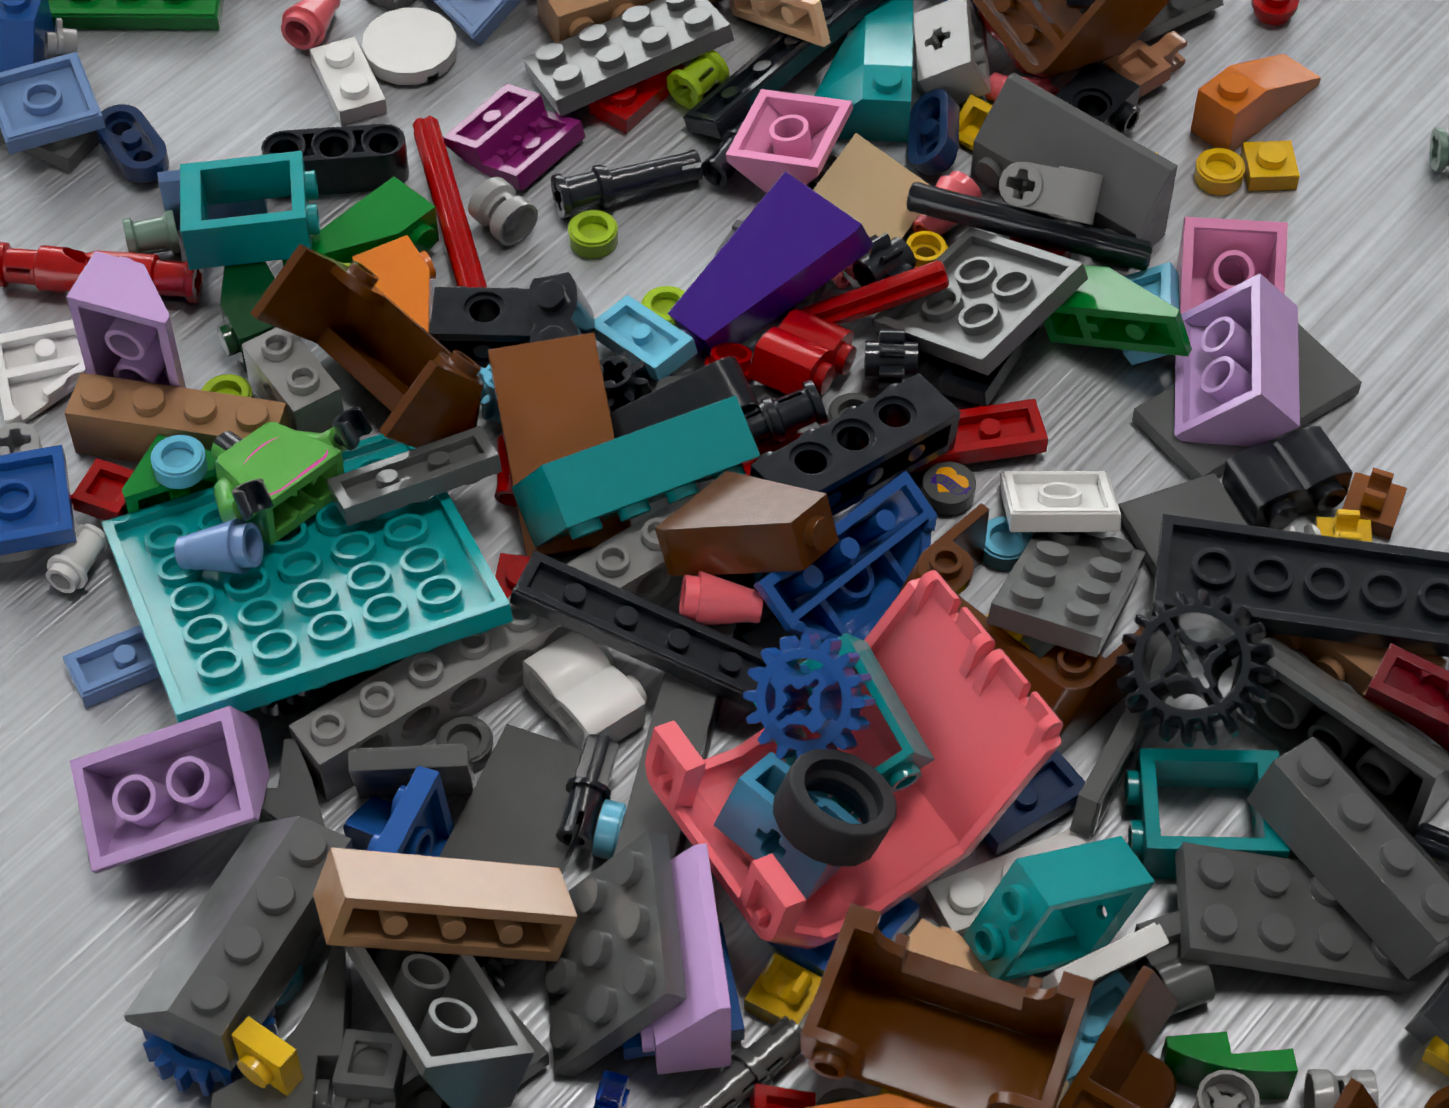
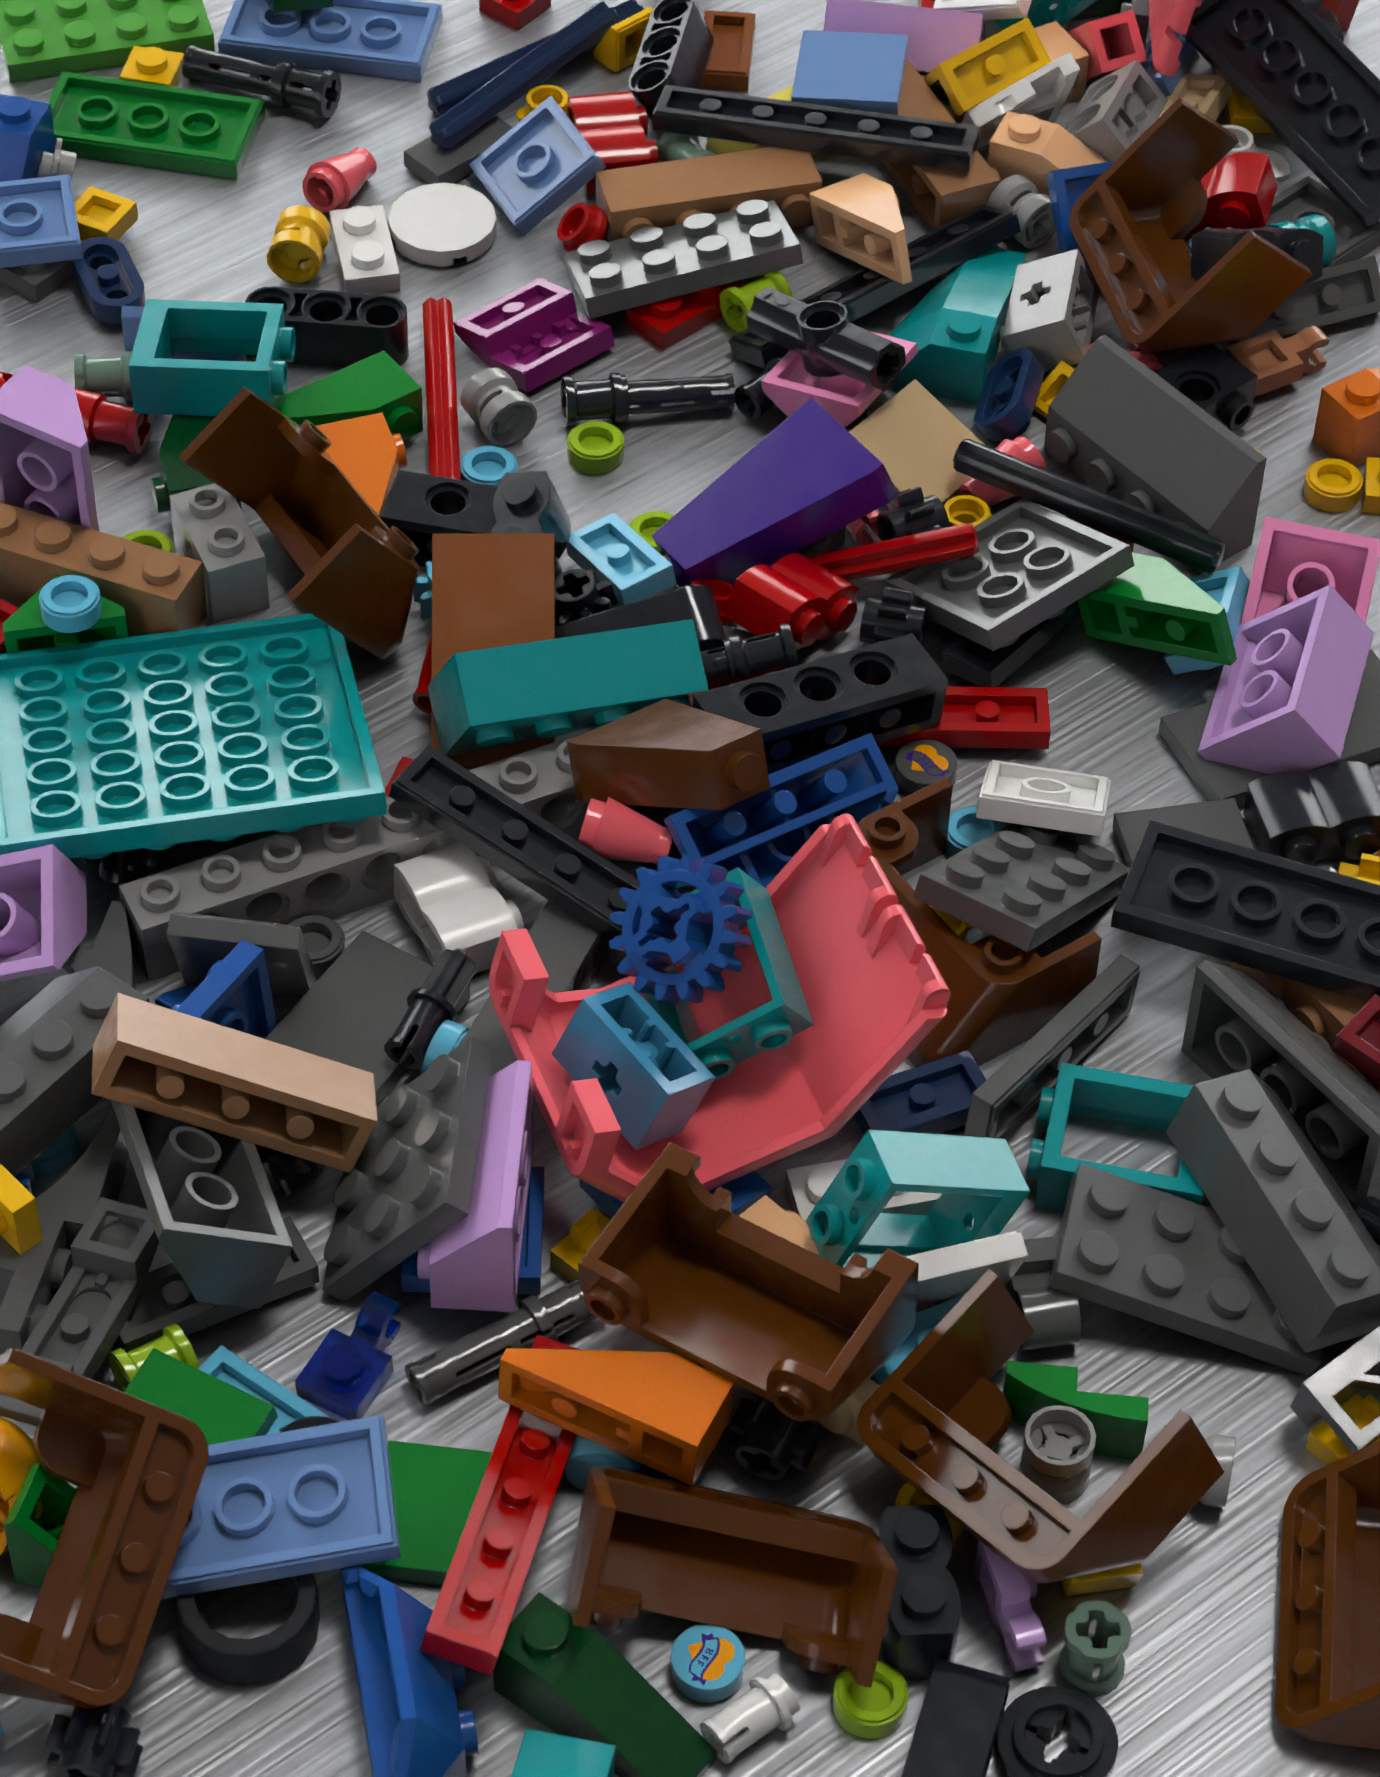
camera: 10 degrees right, 5 degrees down
(113, 82) = (104, 214): none -> yellow plate
(221, 548) = (91, 693): medium blue cone -> none
(281, 473) = (178, 630): bright green torso -> none
(291, 84) = (298, 244): none -> yellow wheel
(414, 475) = (320, 654): dark grey plate -> none
(507, 269) = (487, 465): none -> medium azure tile
(532, 31) = (582, 224): none -> red plate
(776, 110) = (826, 339): none -> black piece
(817, 832) = (664, 1072): black tyre -> none
(1057, 191) = (1124, 468): light grey piece -> none
(1213, 655) = (1085, 989): black gear -> none

